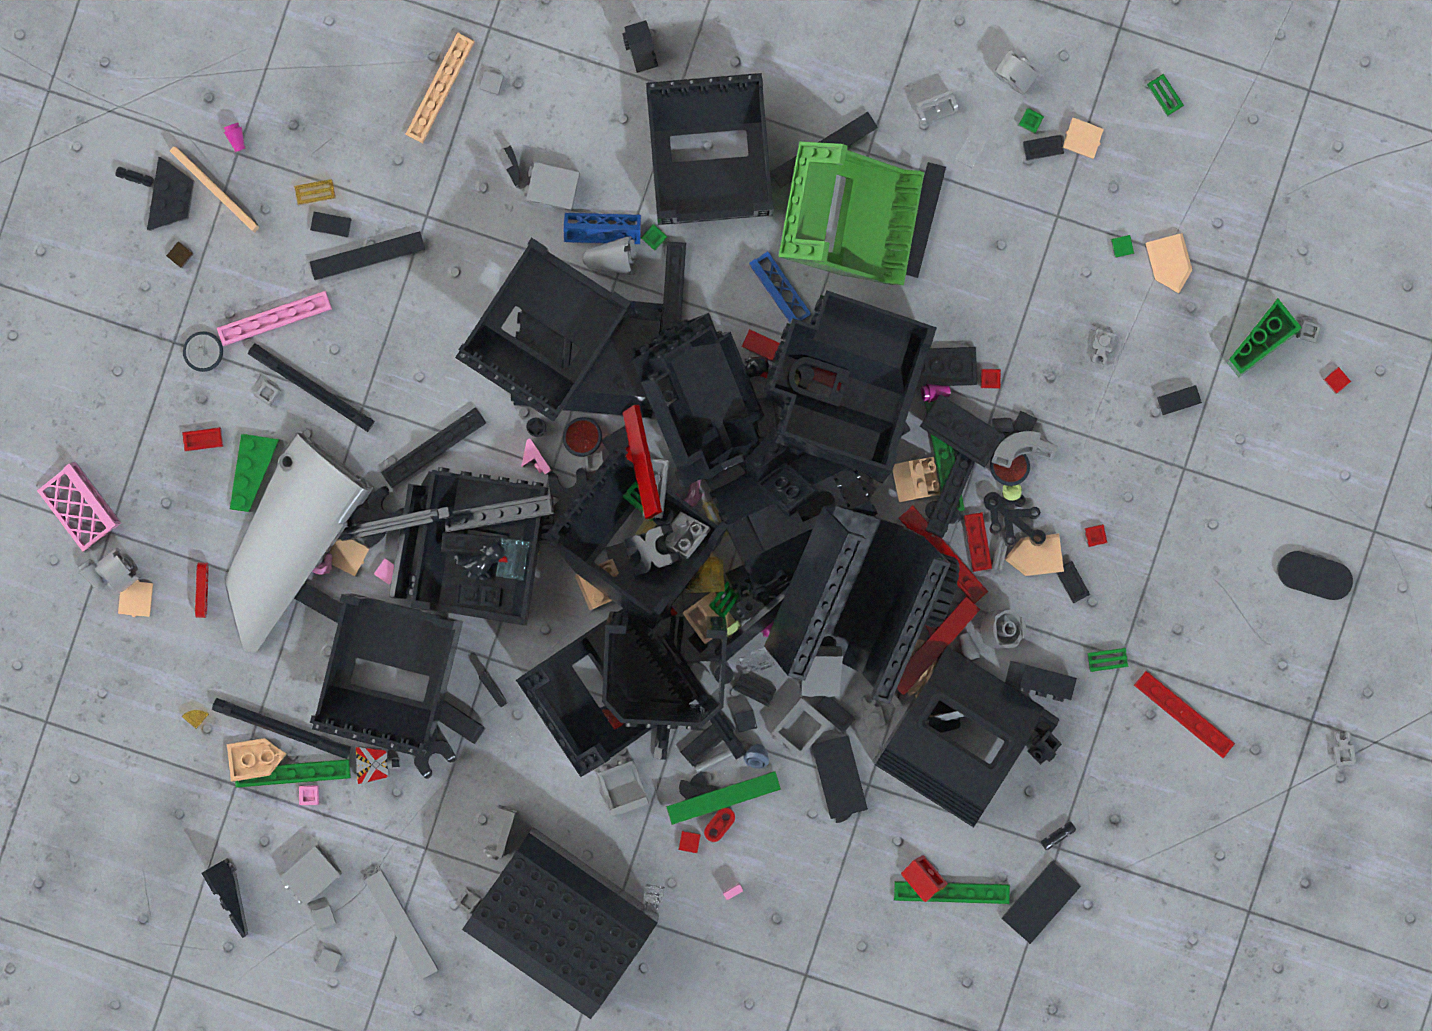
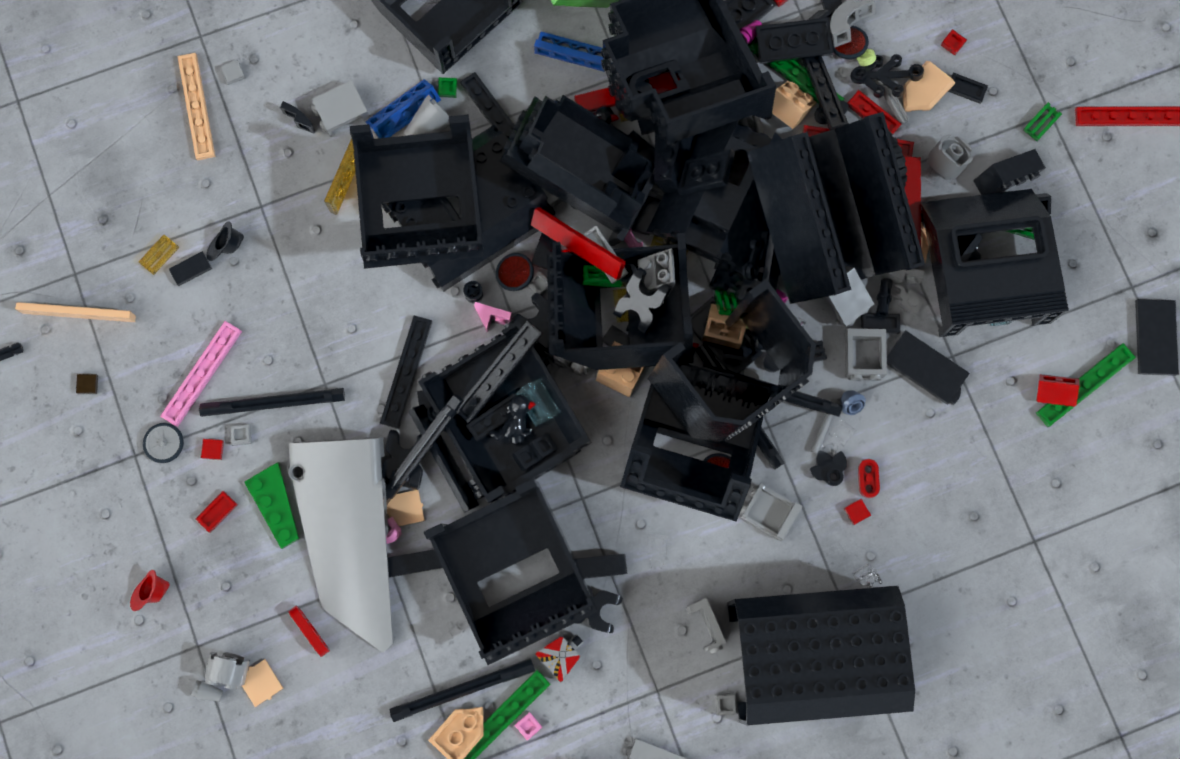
camera: 35 degrees left, 10 degrees down
(93, 500) = (160, 629): bright pink fence -> none
(104, 459) = (148, 591): none -> red piece
(170, 196) = (45, 346): black wing -> none
(195, 717) = (385, 739): clear yellow tile -> none
(235, 136) = (60, 260): dark pink cone -> none
(236, 387) = (212, 449): none -> red tile
(367, 255) = (237, 269): black tile -> none
(373, 225) = (226, 242): none -> black piece
(385, 571) = (445, 496): bright pink tile -> none
(493, 690) = (605, 518): black tile -> none
(510, 249) = (341, 181): none -> clear yellow tile
(703, 743) = (802, 428): black tile -> none
(709, 577) = (701, 294): clear yellow slope -> none
(723, 797) = (854, 455): green tile -> none
(733, 891) = (924, 521): bright pink tile -> none
(745, 720) = (819, 383): black slope -> none
(853, 696) = (884, 297): none -> black pin
(968, 647) = (935, 192): light grey cone -> none
(1041, 750) = (1060, 218): black brick -> none
(1058, 835) = (1124, 277): black axle -> none

